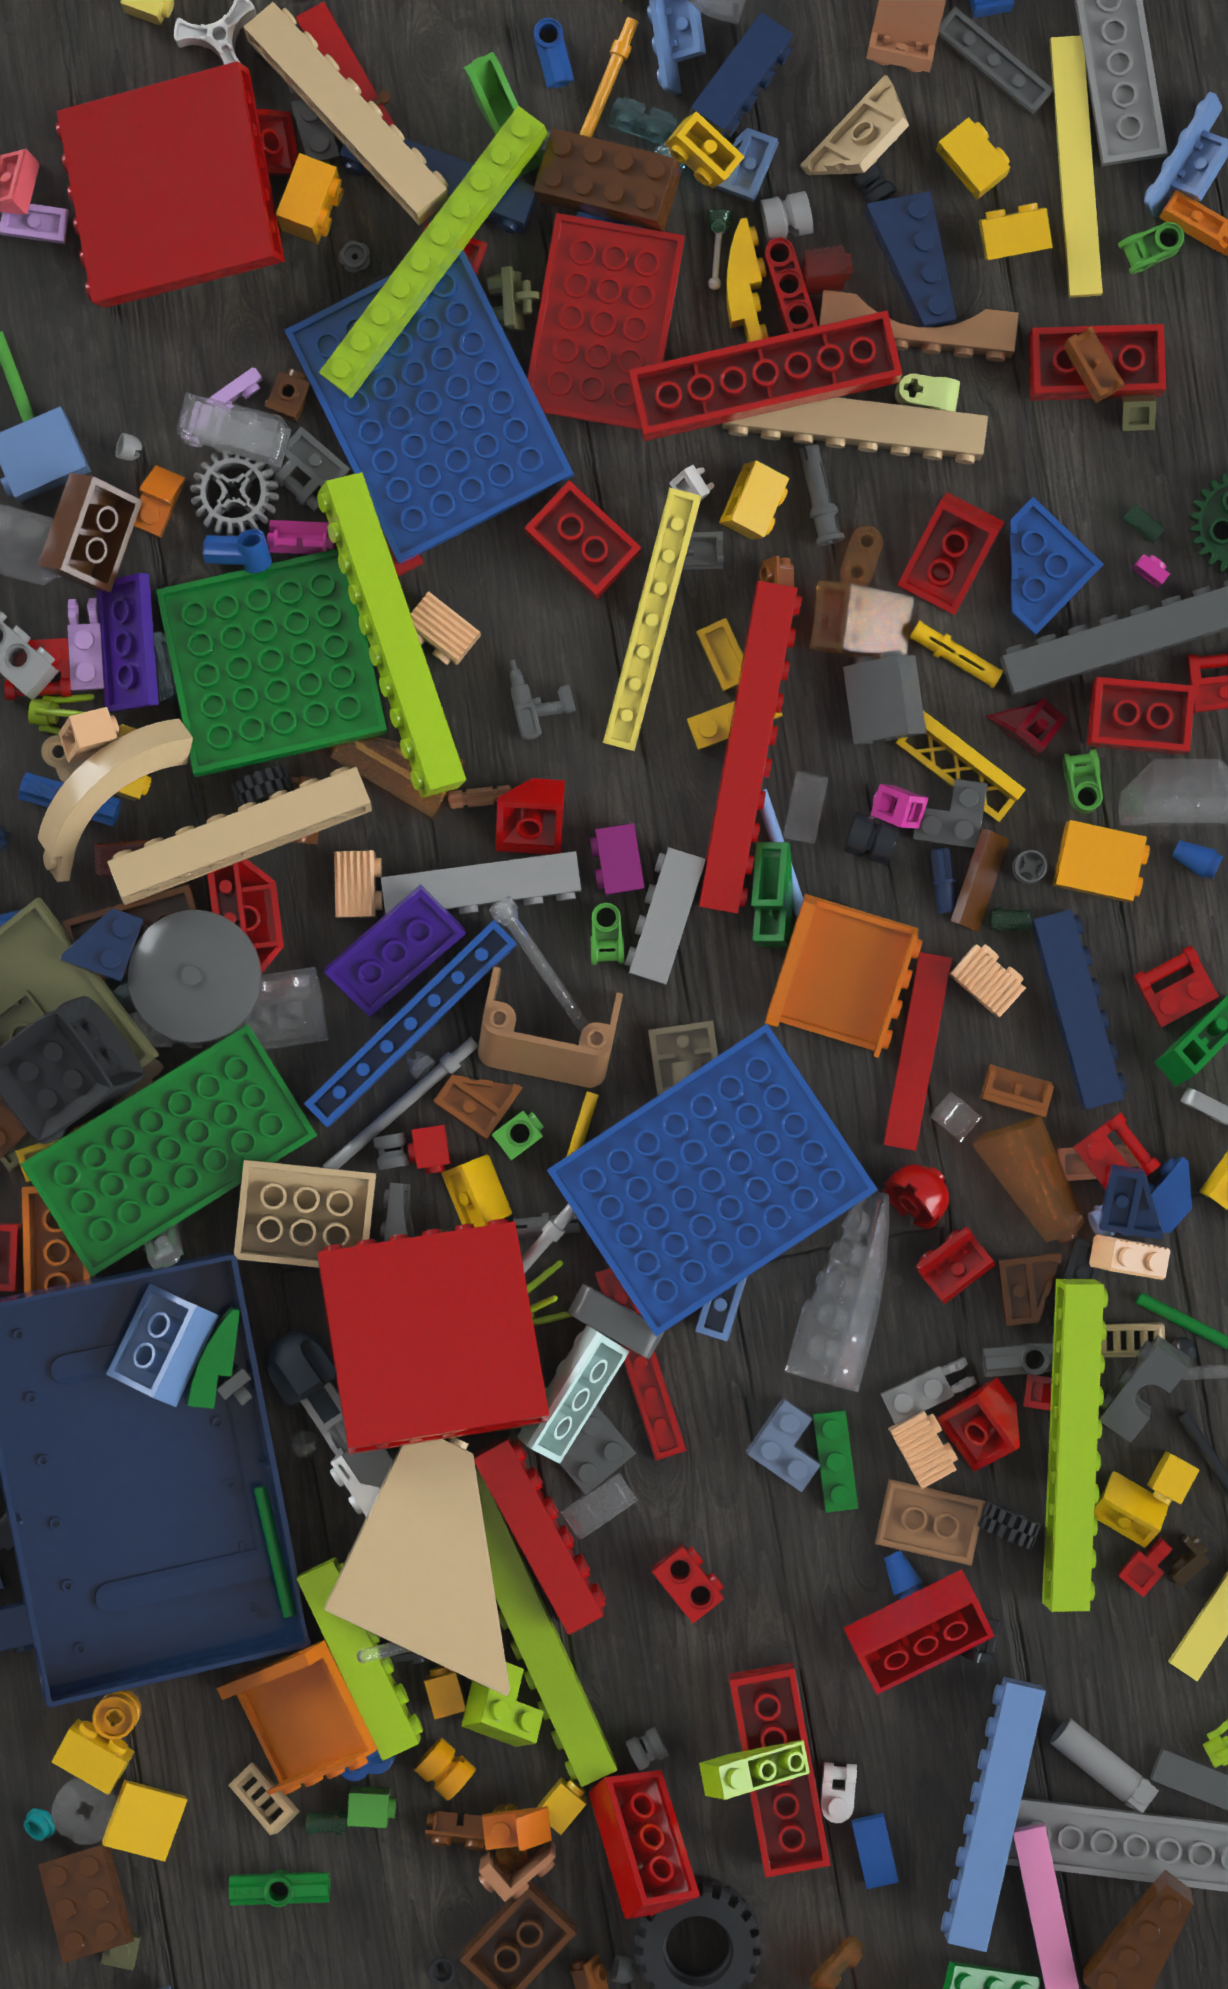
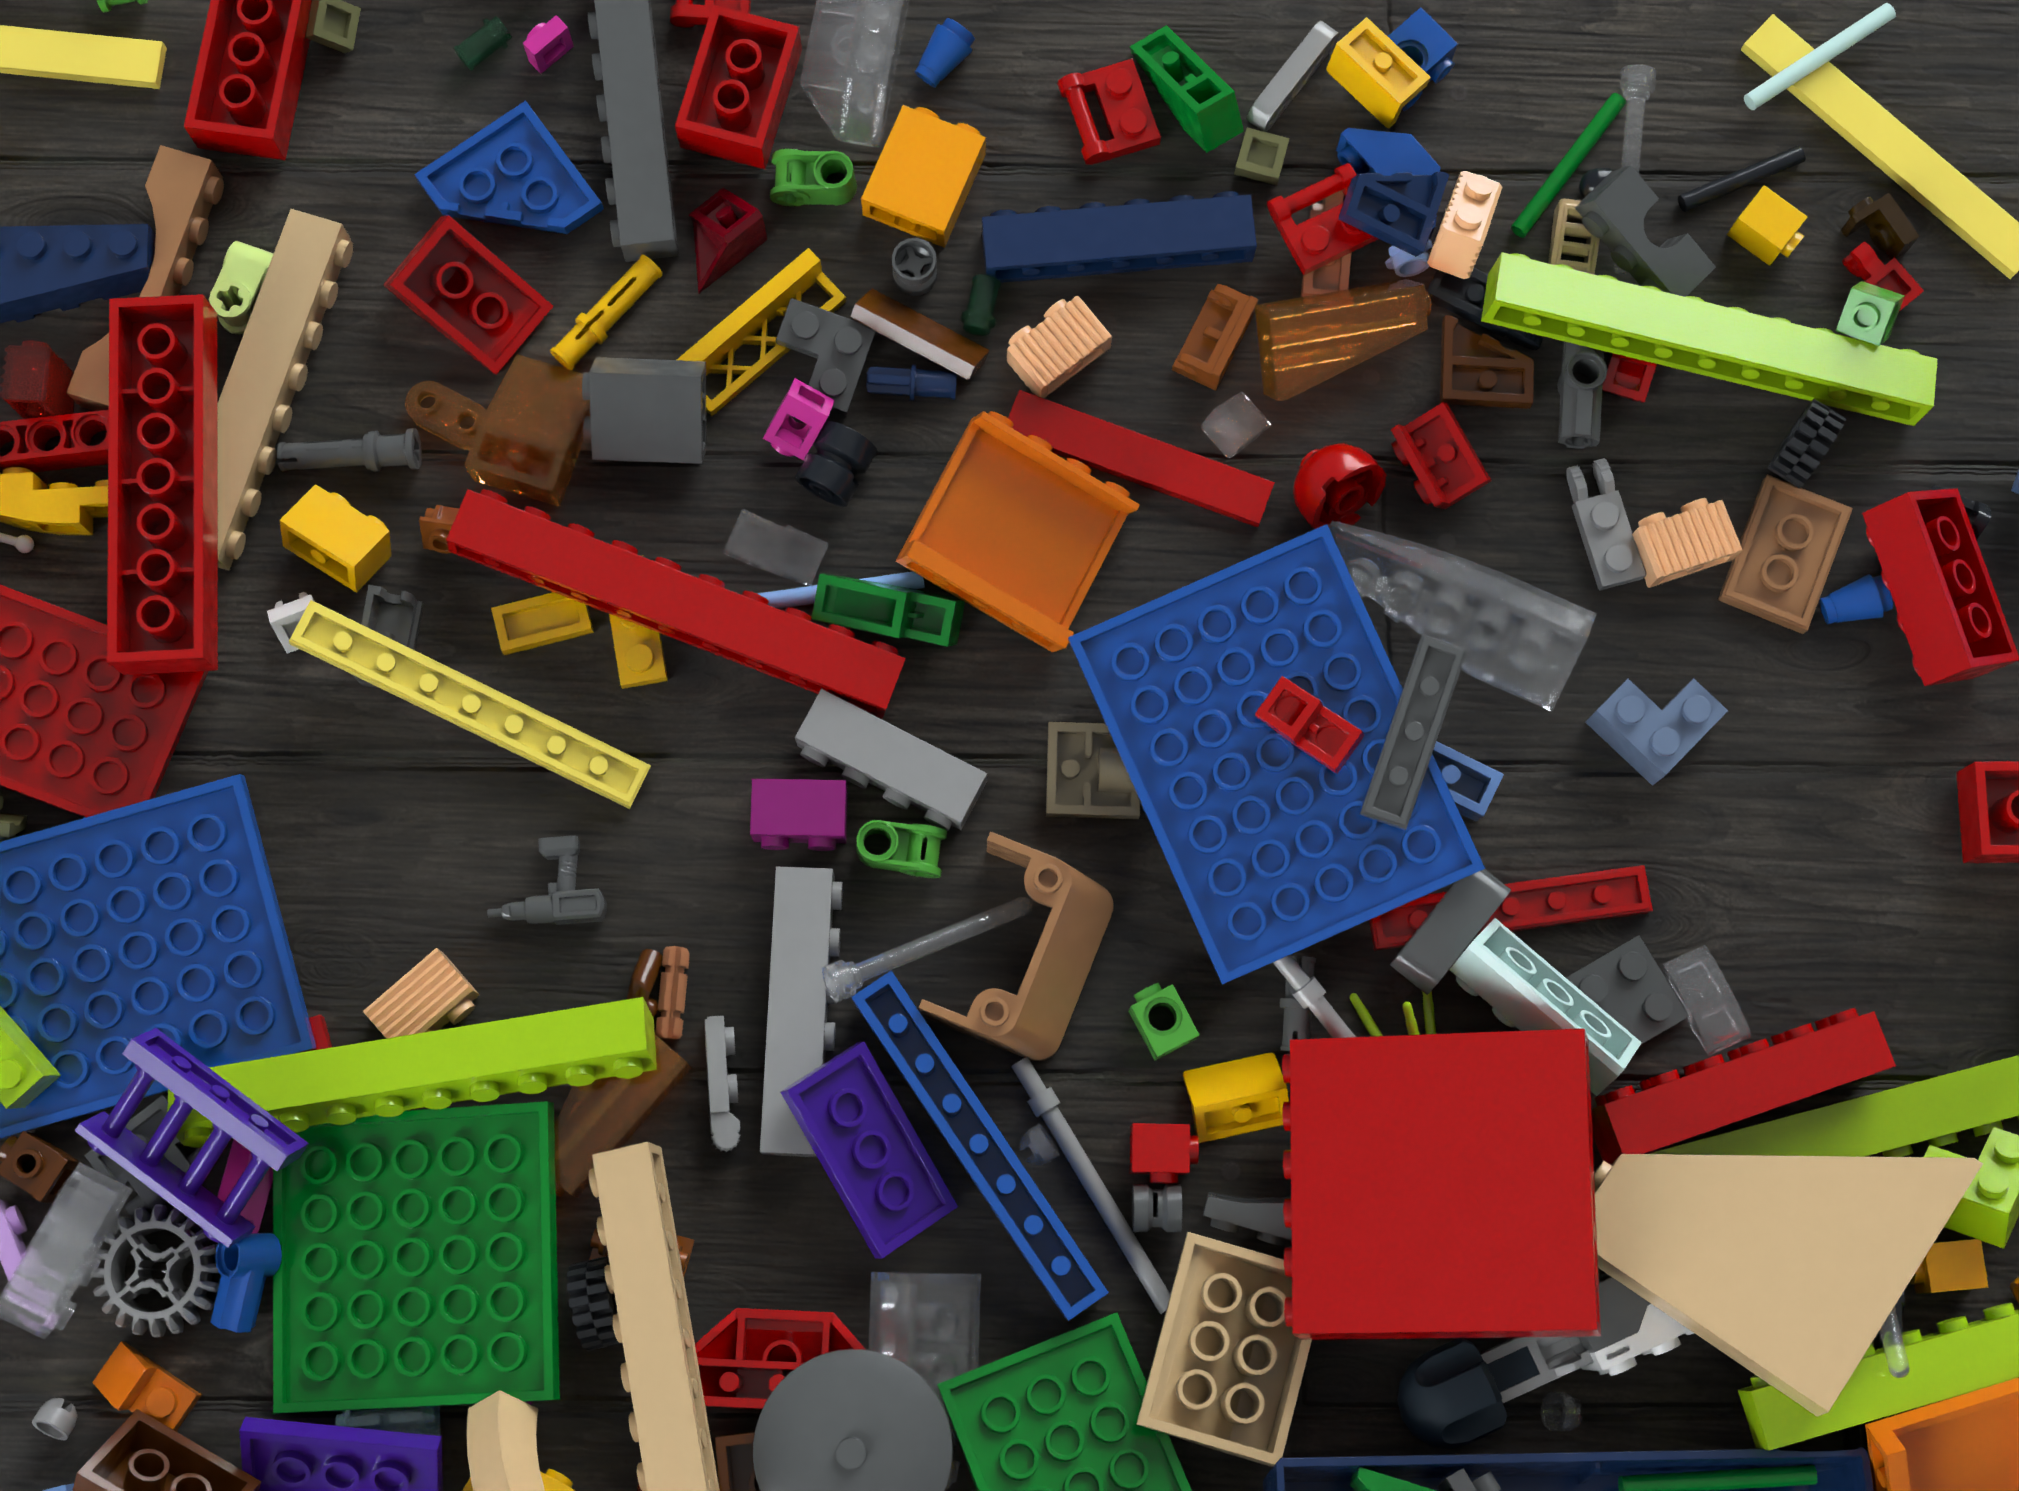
camera: 80 degrees left, 10 degrees down
(346, 512) = (232, 1117): none -> dark purple fence
(356, 884) = (762, 1190): light nougat brick -> none
(422, 842) = (721, 1087): none -> light grey hinge
(476, 1102) = (1107, 1073): dark orange wing -> none
(483, 775) = (644, 977): none -> reddish brown arm
(531, 817) = (716, 922): red slope -> none
(582, 540) = (338, 781): red brick -> none
(583, 1122) = (1165, 931): yellow bar -> none
(681, 1586) = (1833, 899): red brick -> none
(732, 1200) = (1309, 724): none -> red slope
(740, 1272) = (1413, 732): none -> dark grey tile
(835, 1461) = (1675, 663): green plate -> none
(983, 1424) = (1663, 456): red slope -> none
(1015, 232) = (51, 133): yellow brick -> none
(1093, 365) = (252, 55): dark orange hinge -> none
(1115, 1558) = (1870, 313): none -> bright green brick
(1130, 1510) = (1804, 285): yellow panel -> none
(1160, 1102) = (1261, 156): none -> olive plate

